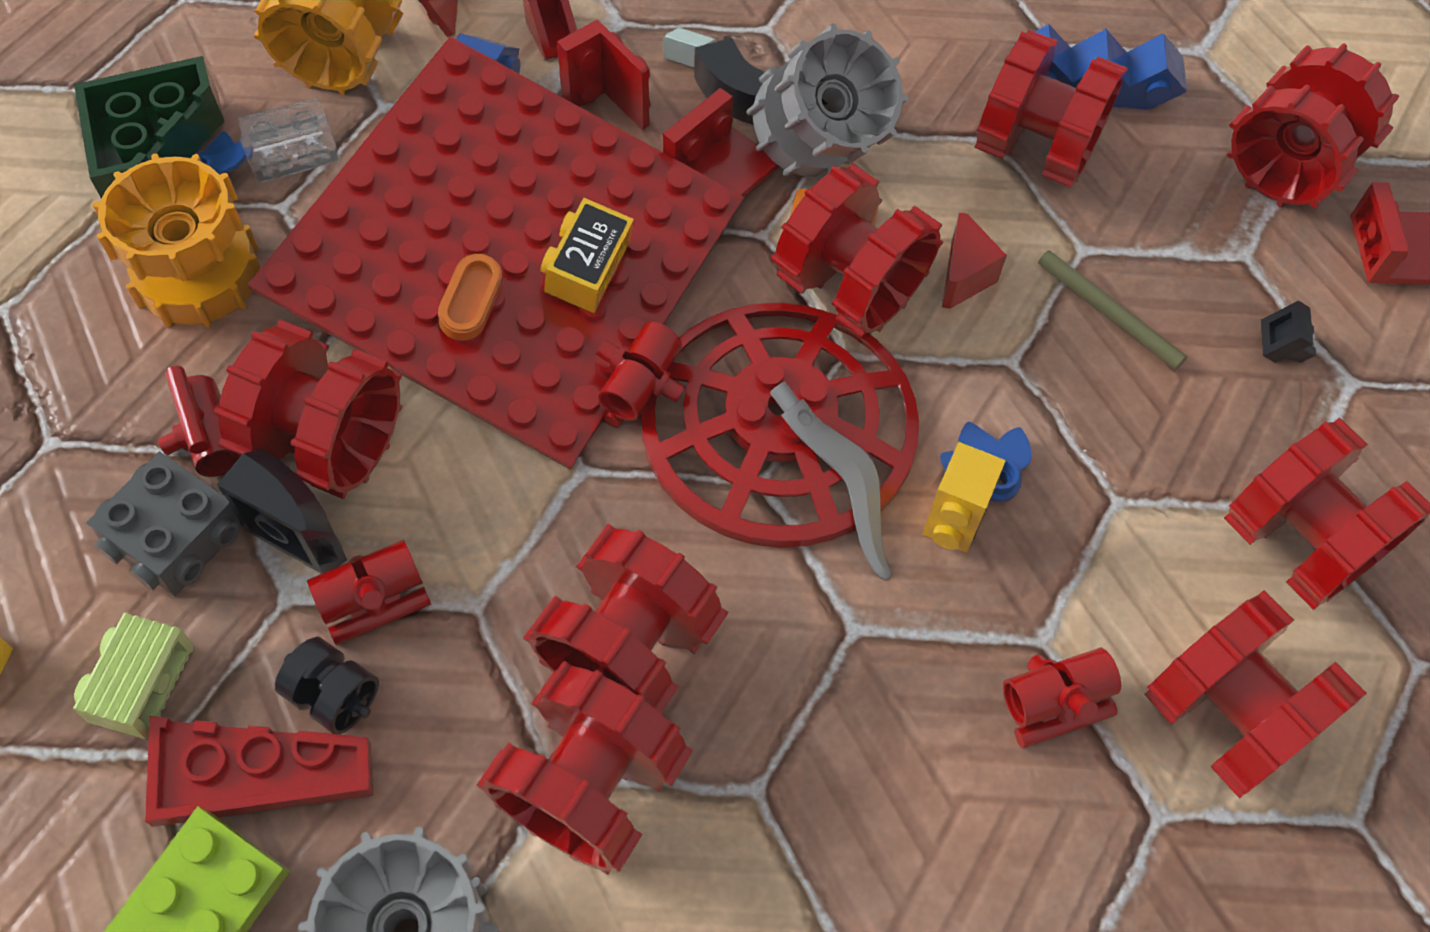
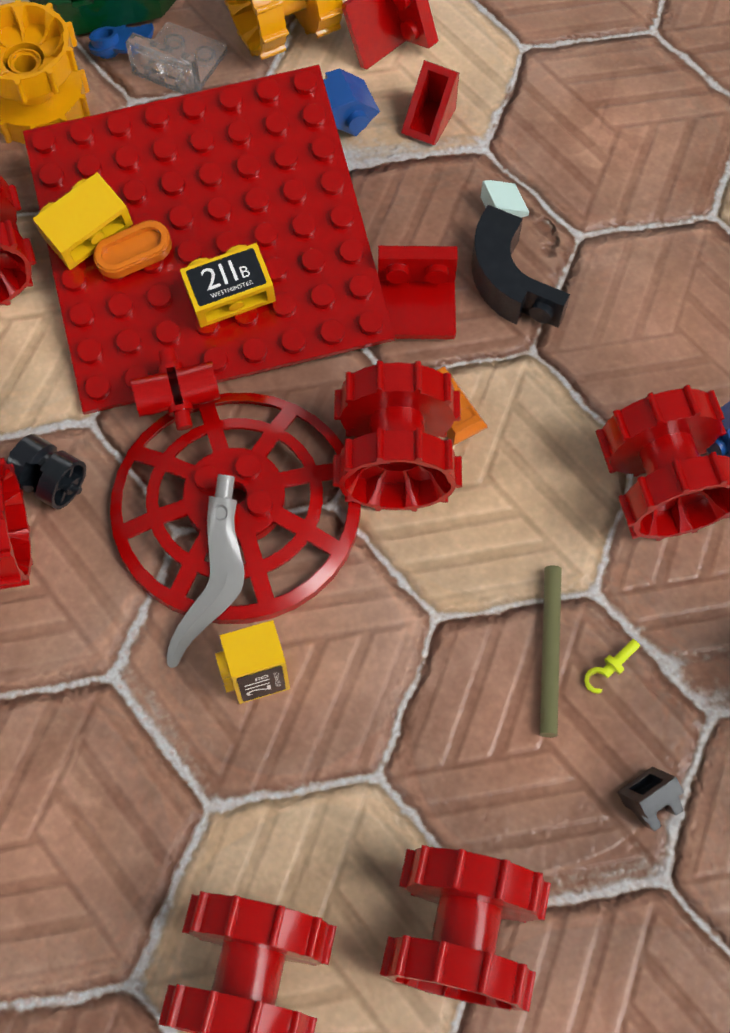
camera: 50 degrees right, 5 degrees up
(406, 304) = (82, 219): none -> yellow brick
(599, 63) = (399, 164): red bracket -> none
(624, 512) = (48, 473): none -> black wheel
(854, 80) = (510, 286): light grey piece -> none
(972, 263) = (483, 521): red slope -> none
(1012, 447) = (329, 658): blue plate -> none
(1062, 695) = (159, 845): red pin -> none
(1158, 281) = (613, 664): none -> neon yellow hand

